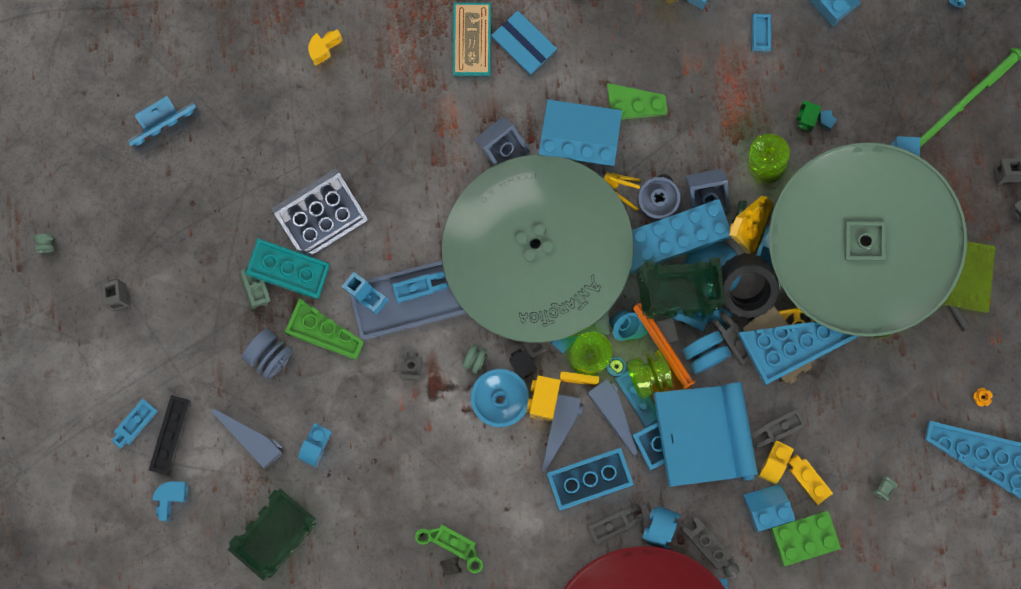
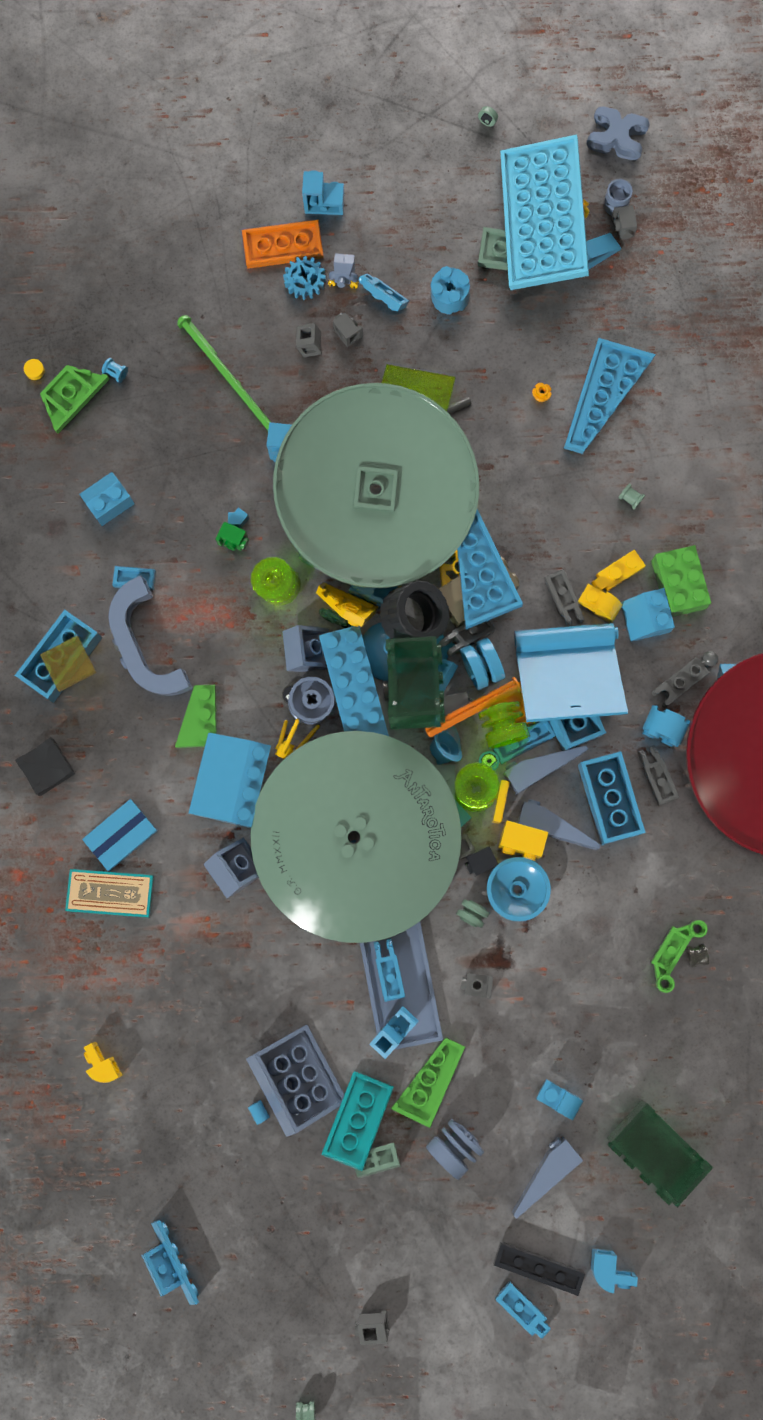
camera: 80 degrees left, 0 degrees up
(290, 184) = (258, 1112): none -> dark azure hinge
(699, 30) = (124, 640): none -> sand blue arch

